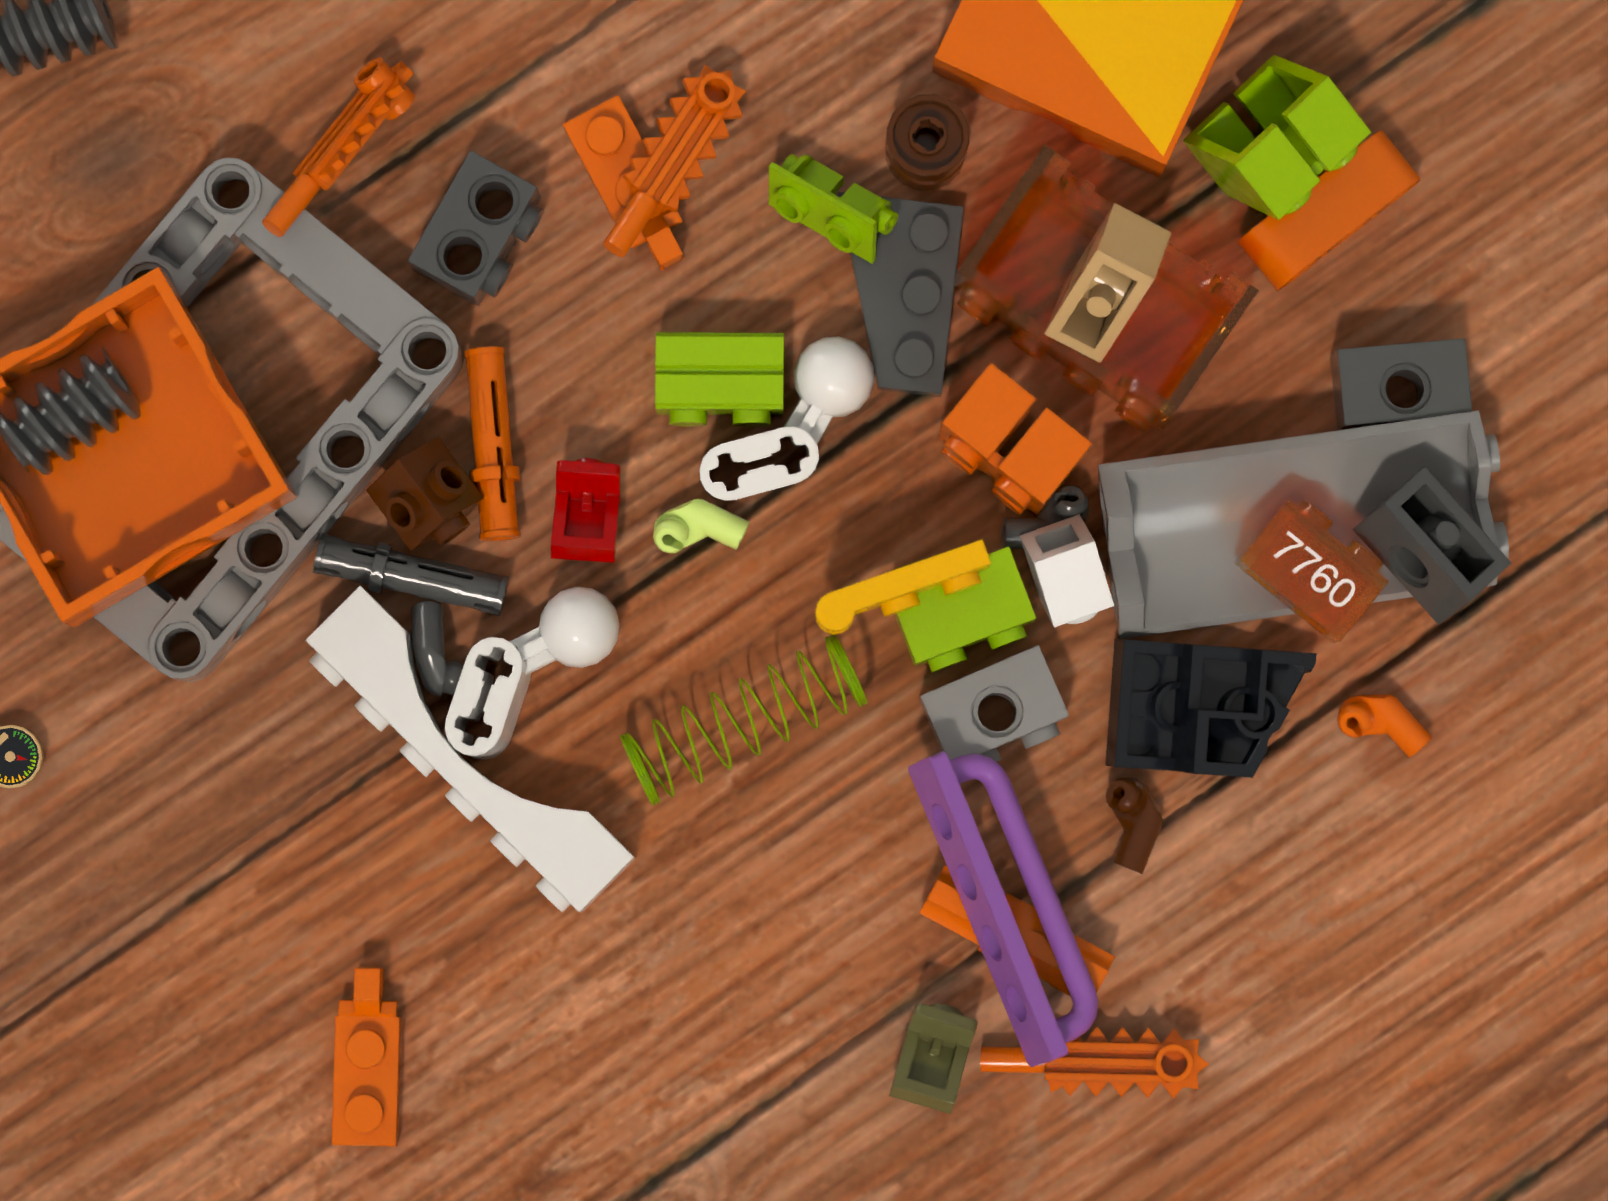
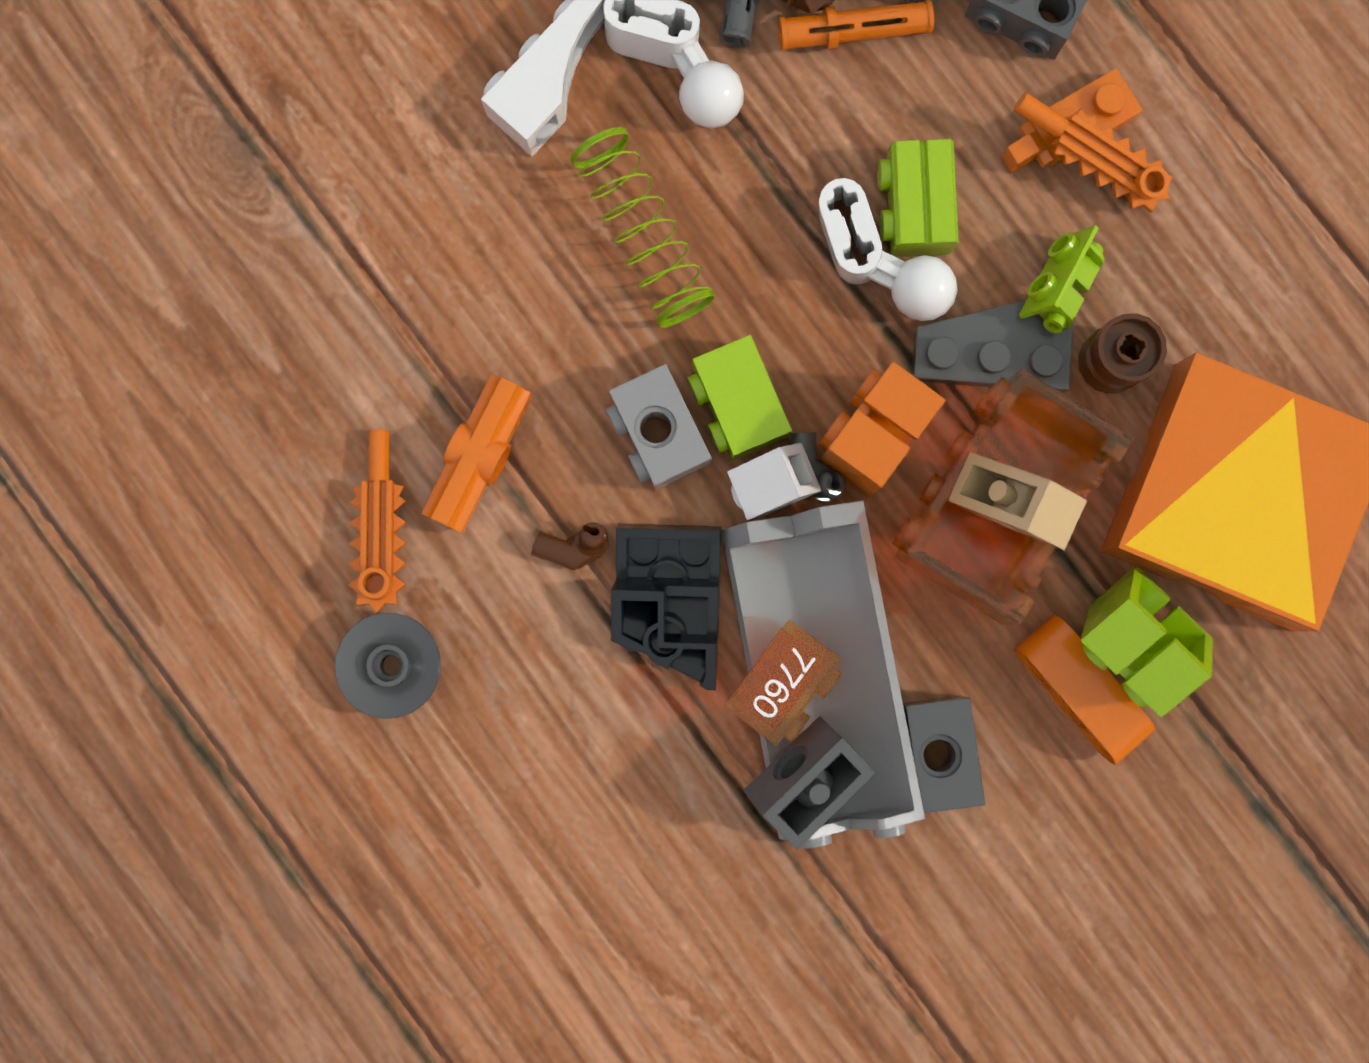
camera: 90 degrees right, 0 degrees up
(586, 510) = (805, 98): red bracket -> none
(696, 521) = (800, 188): yellowish green arm -> none
(899, 588) = (753, 337): yellow plate -> none
(933, 1056) = (375, 390): olive bracket -> none
(987, 908) = (593, 376): medium lavender piece -> none
(1306, 1060) = (361, 668): none -> dark grey dish
(1382, 715) = (667, 747): orange arm -> none

